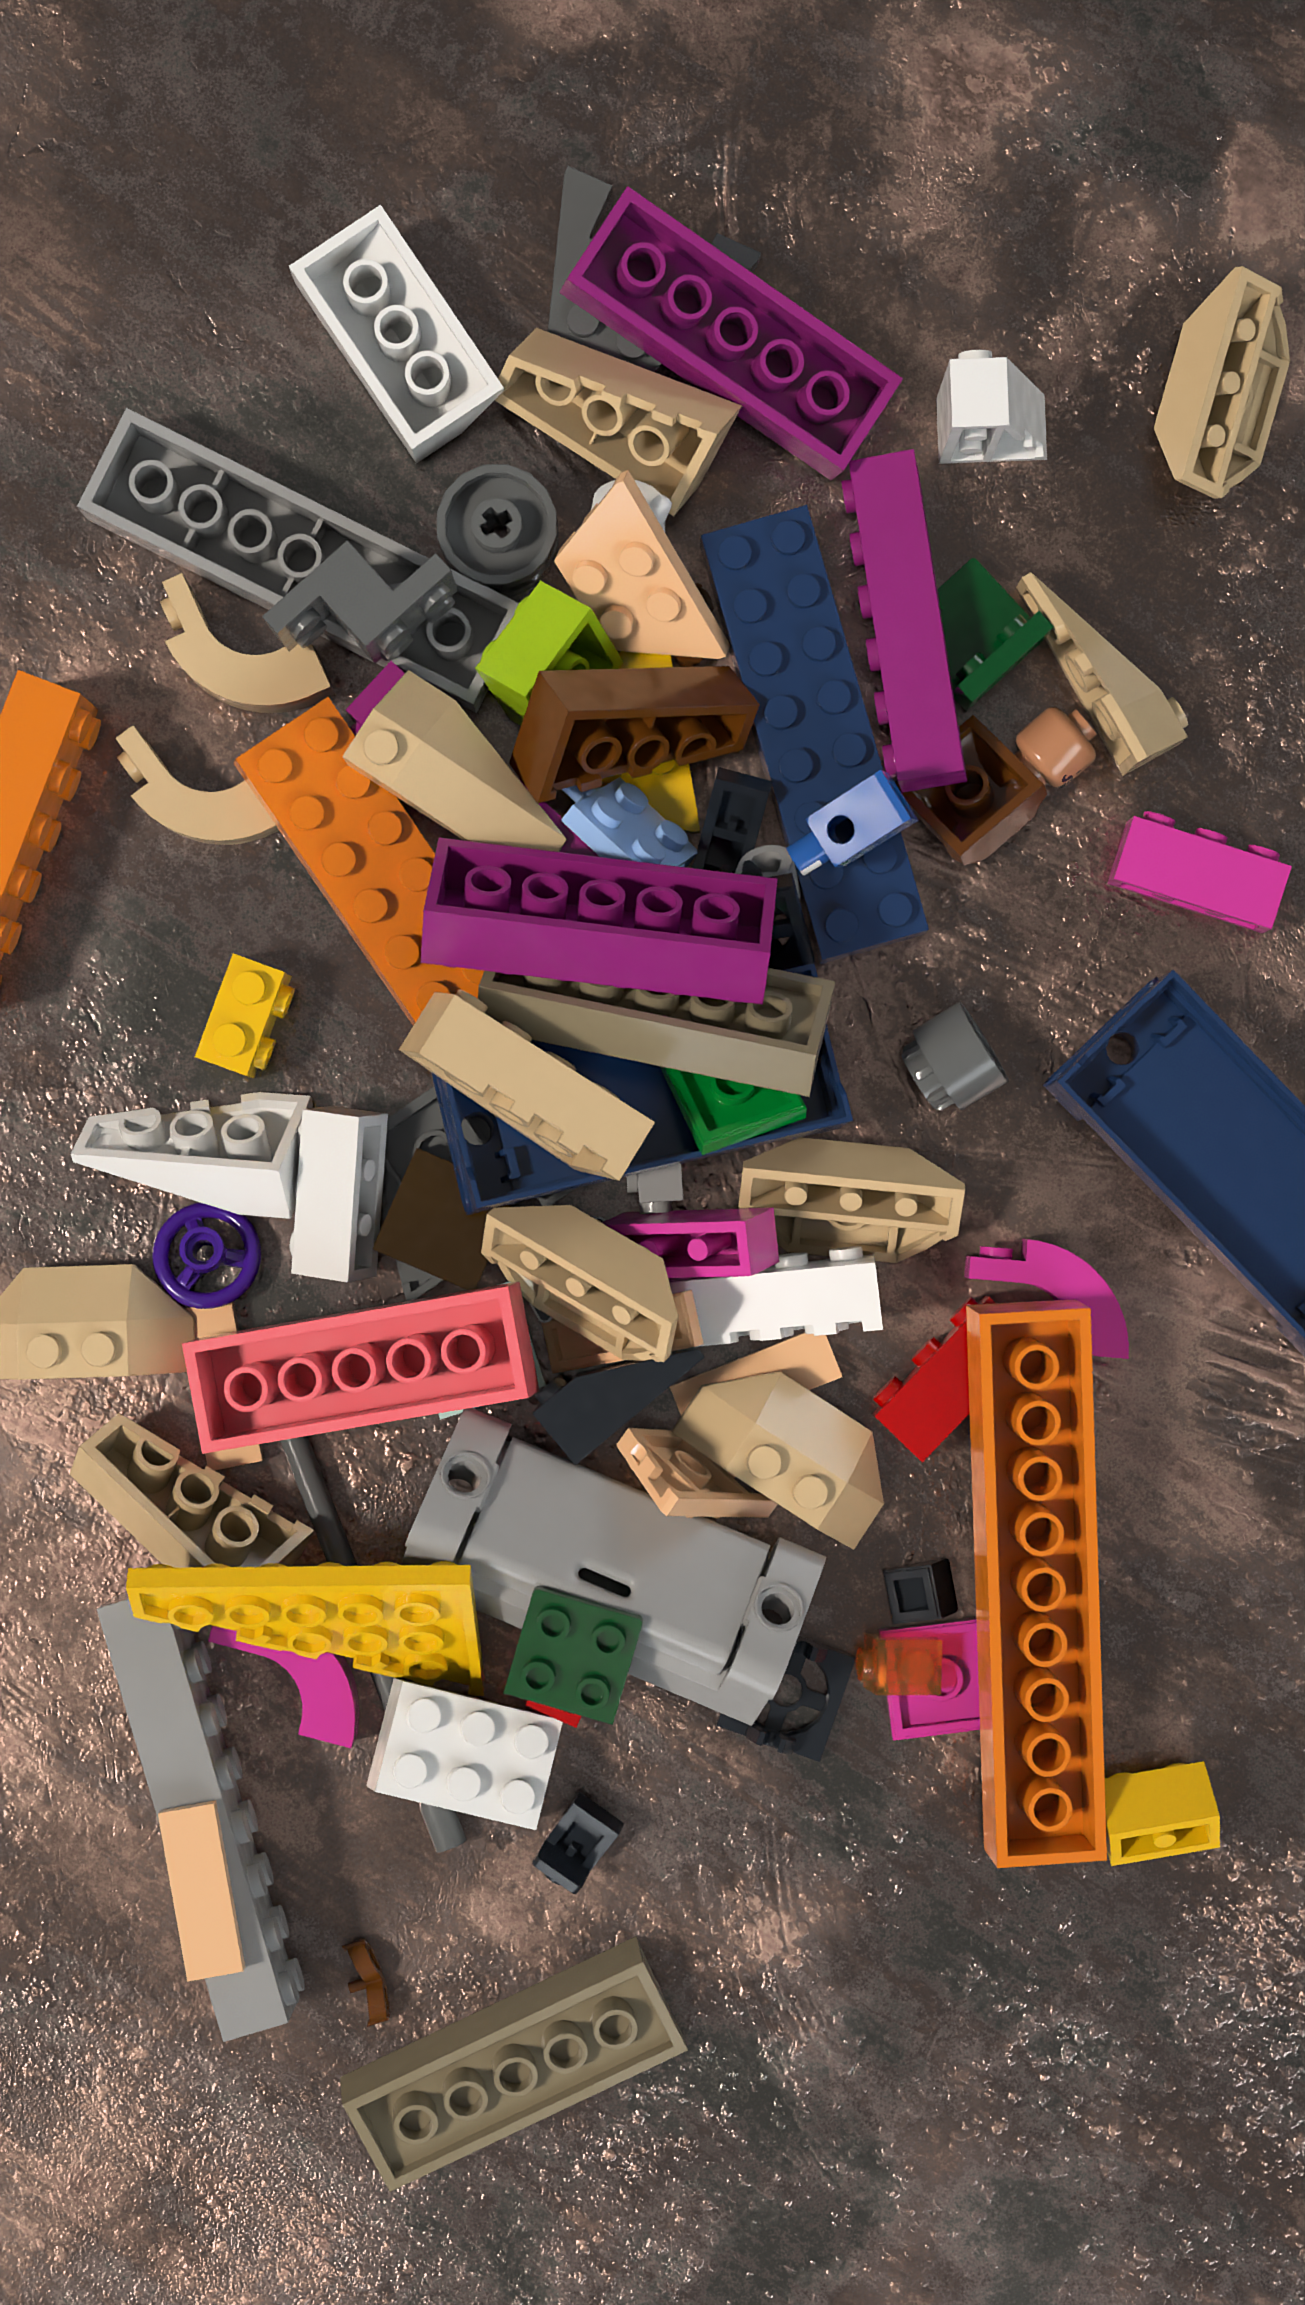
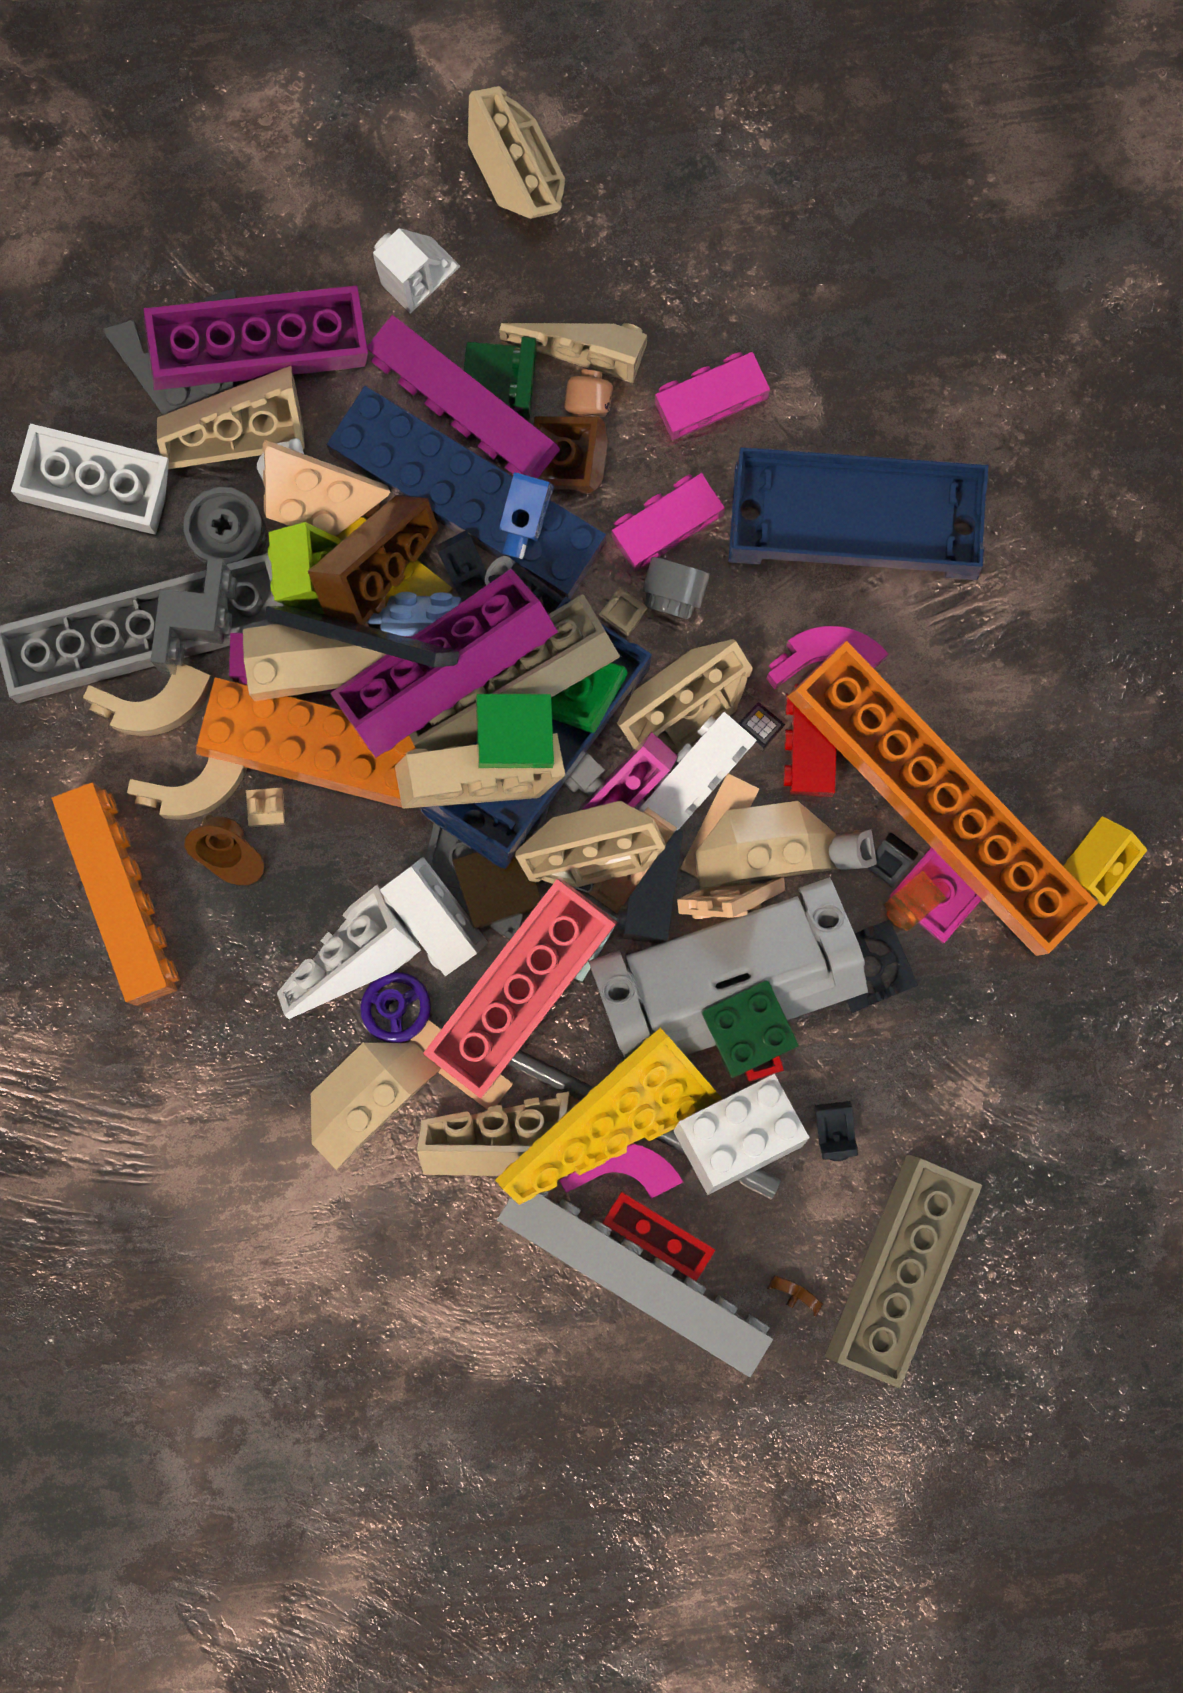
camera: 45 degrees left, 5 degrees down
(169, 898) = (223, 850): none -> reddish brown piece
(201, 1890) = (672, 1310): light nougat tile -> none
(244, 1016) = (310, 874): yellow brick -> none
(263, 893) = (265, 807): none -> tan tile
(269, 1782) = (658, 1236): none -> red brick
(532, 806) = (362, 636): none -> black tile
(606, 1078) = (514, 731): none -> green tile
(871, 1033) = (623, 612): none -> tan tile
(877, 1537) = (845, 850): none -> light grey plate
(908, 1305) = (761, 725): none -> slope
(1015, 973) = (667, 521): none -> dark pink brick

